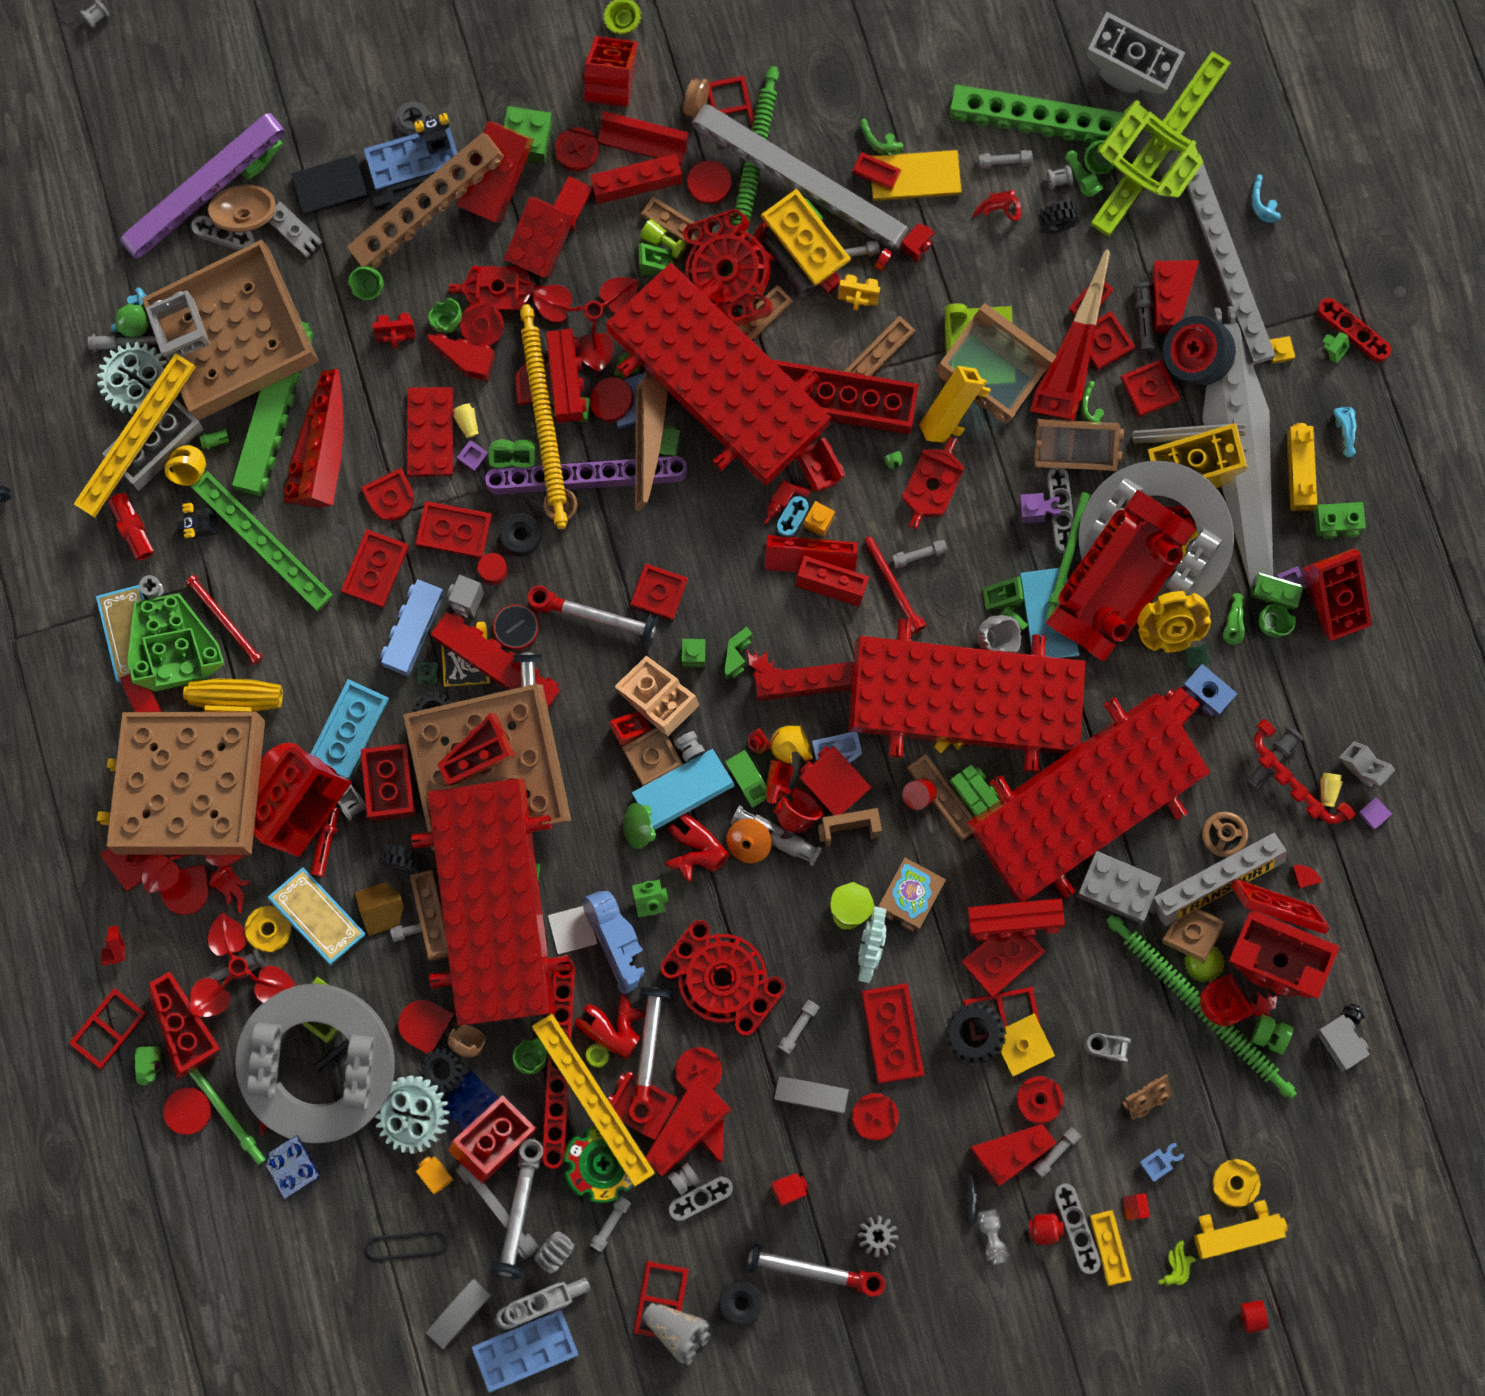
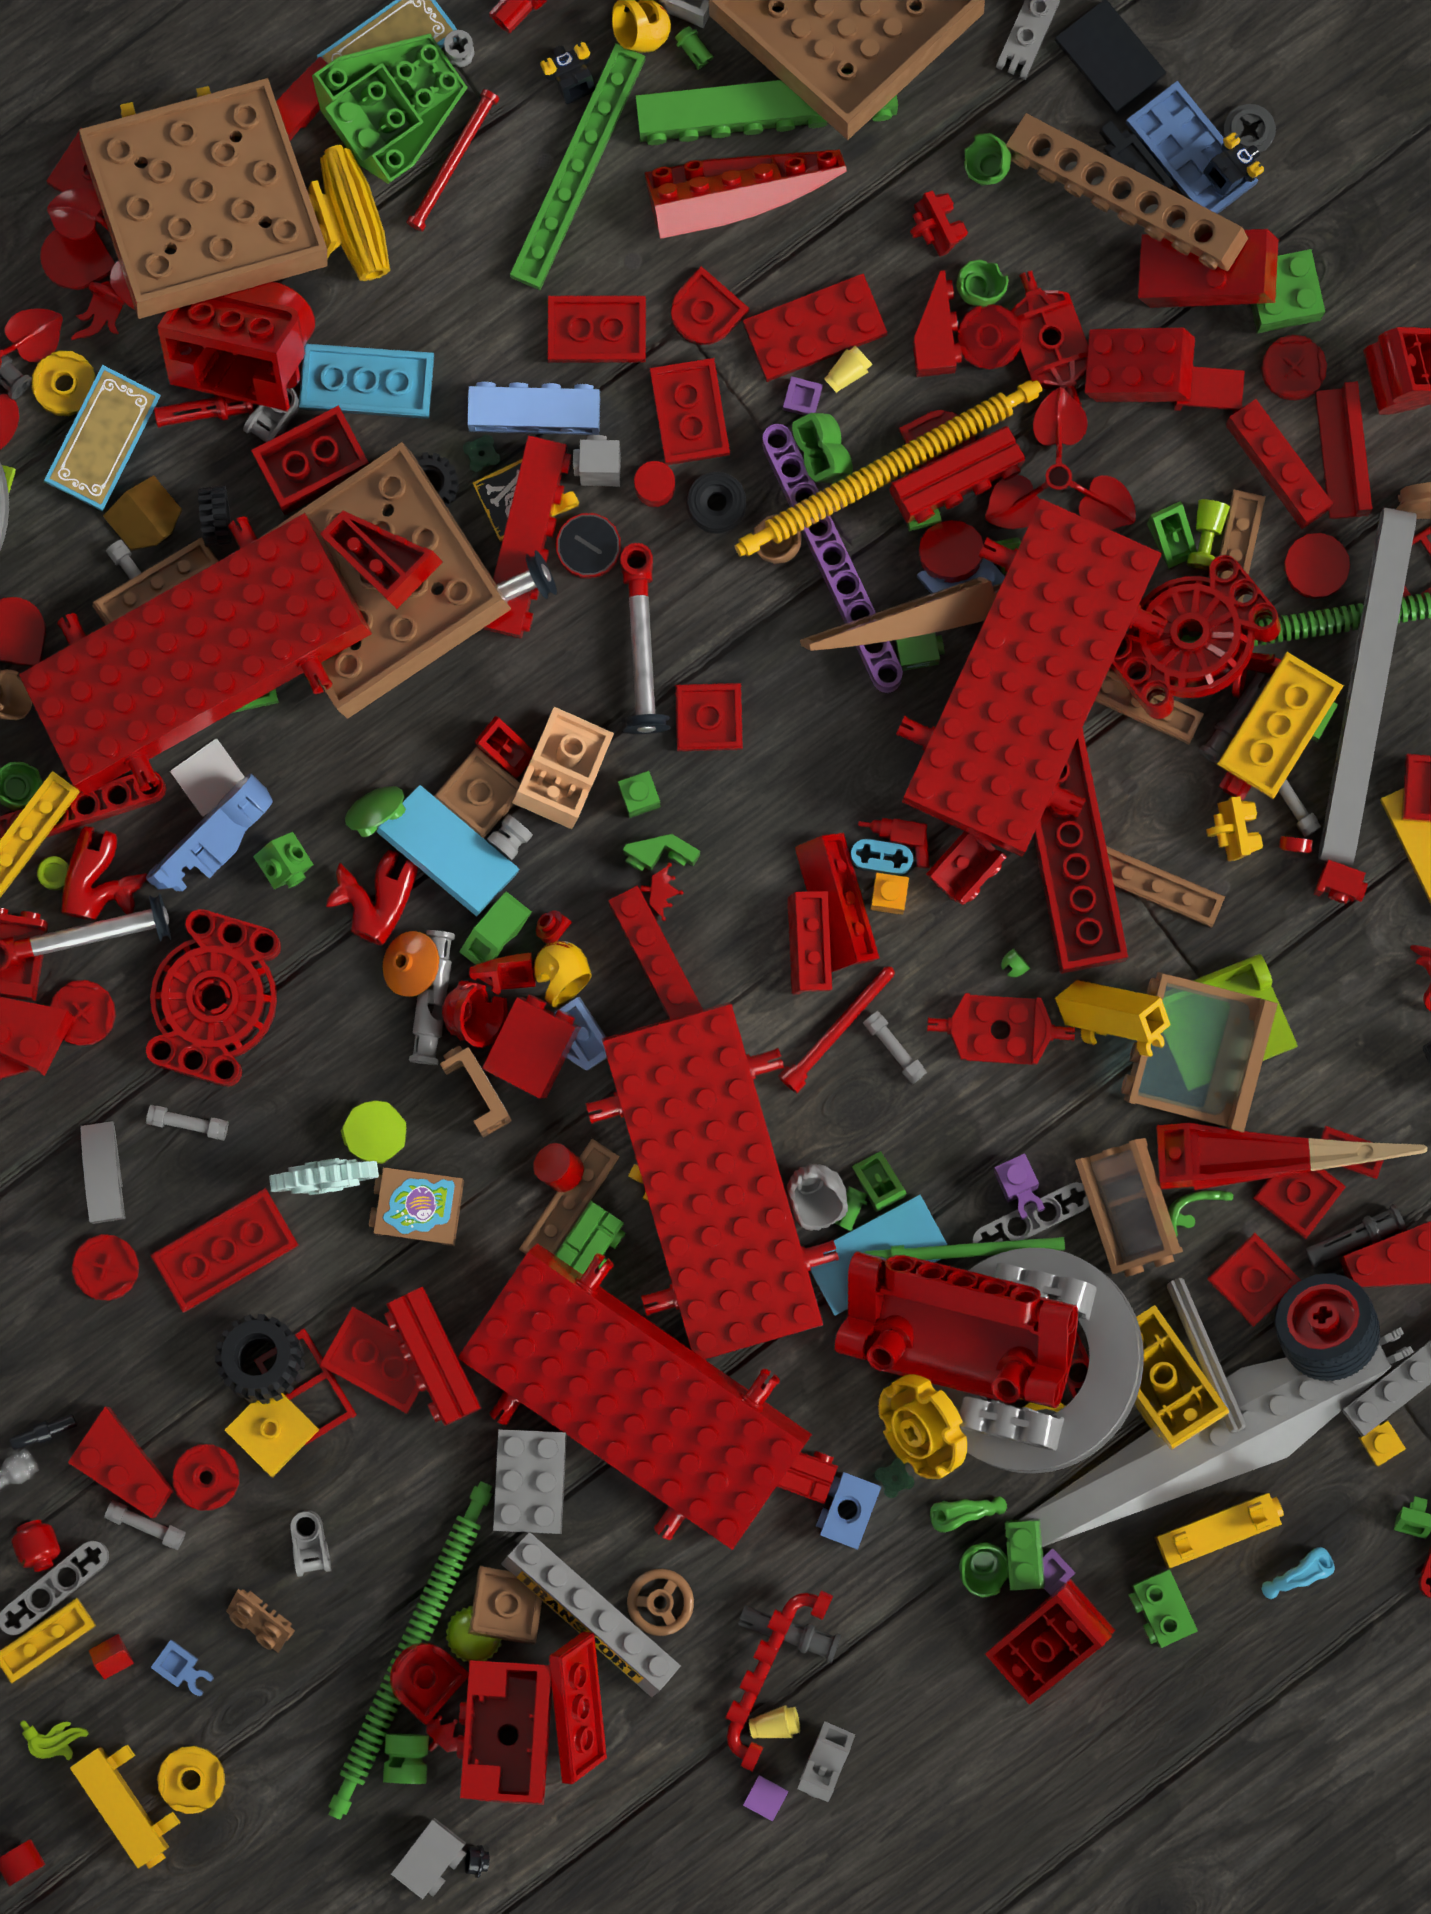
camera: 70 degrees right, 5 degrees up
(1305, 876) = (642, 1732): red tile -> none

